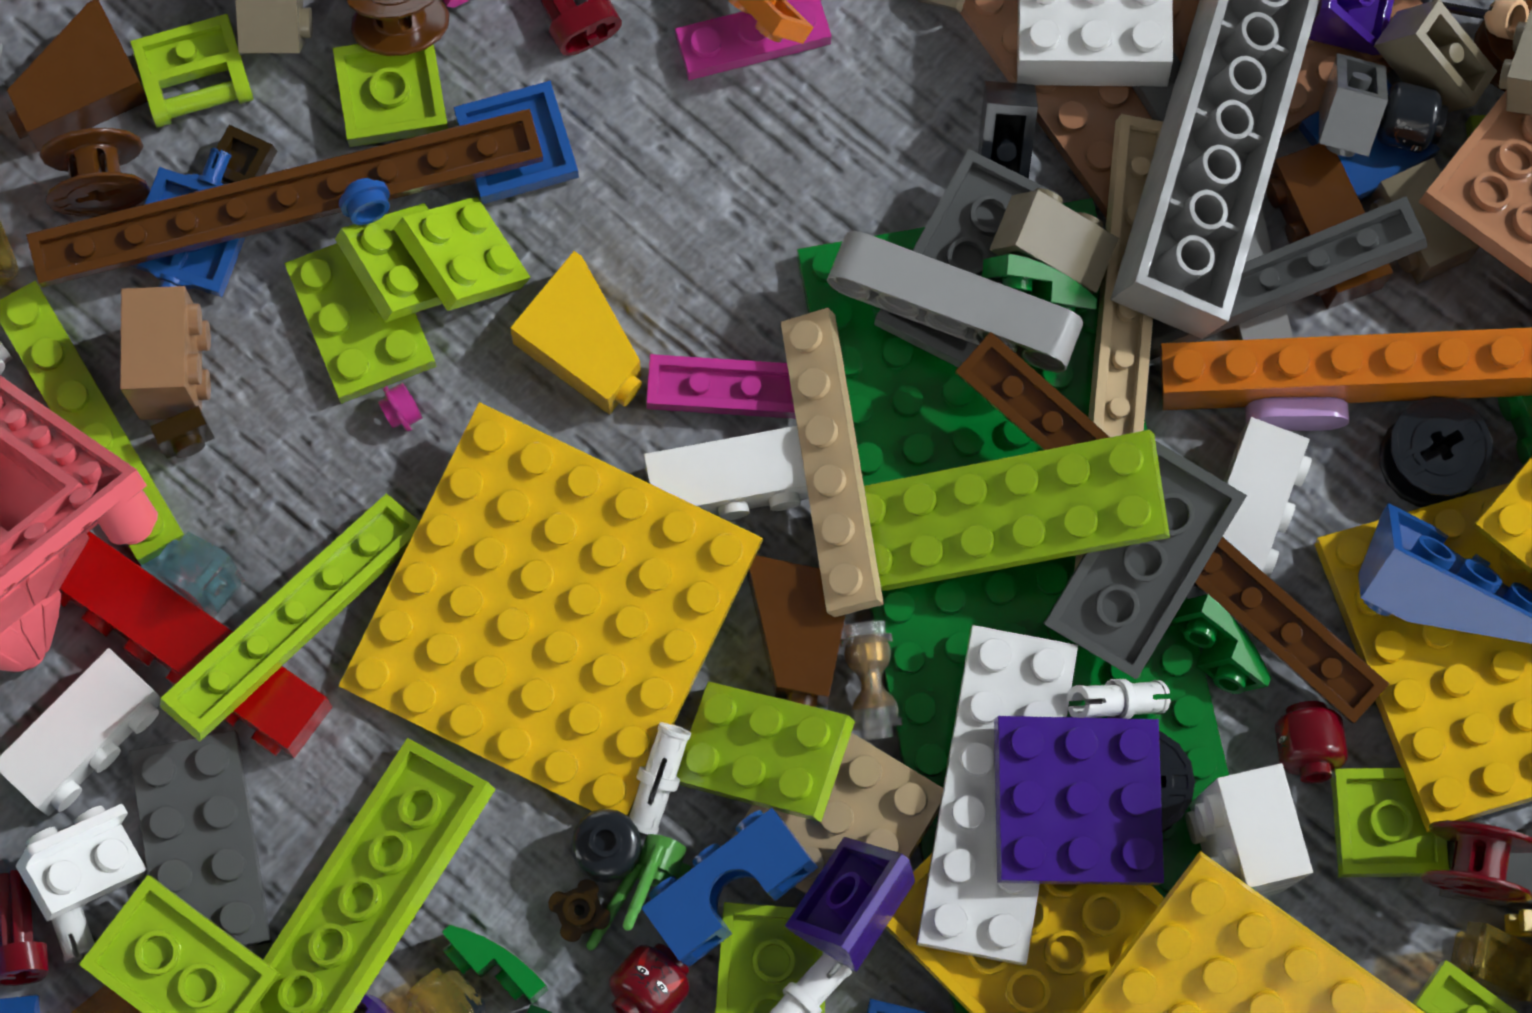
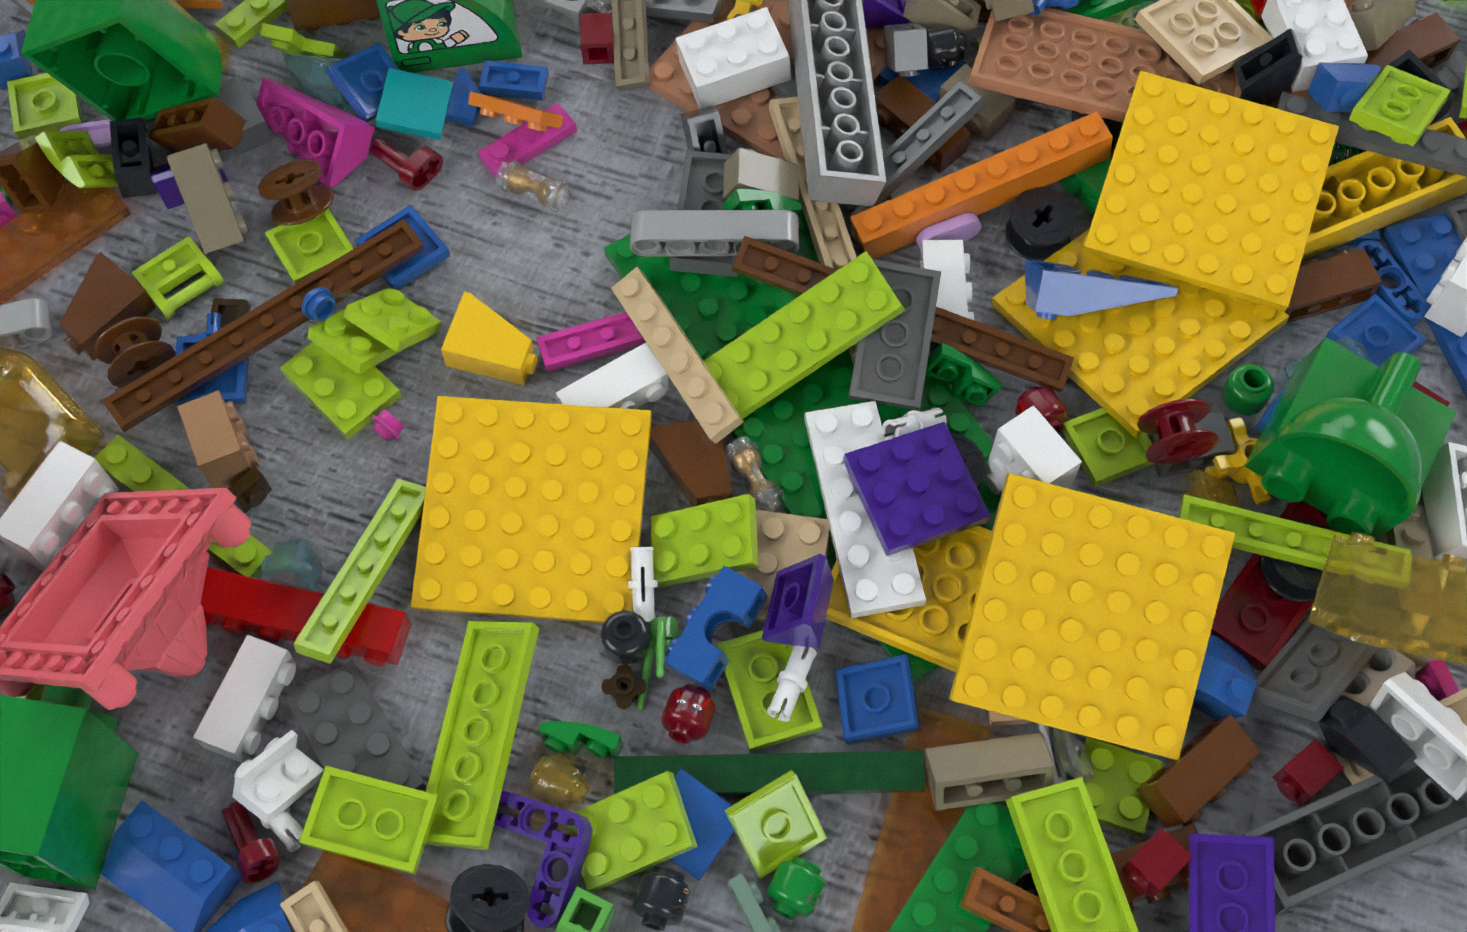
camera: 15 degrees left, 10 degrees down
(719, 99) = (518, 179): none -> clear piece

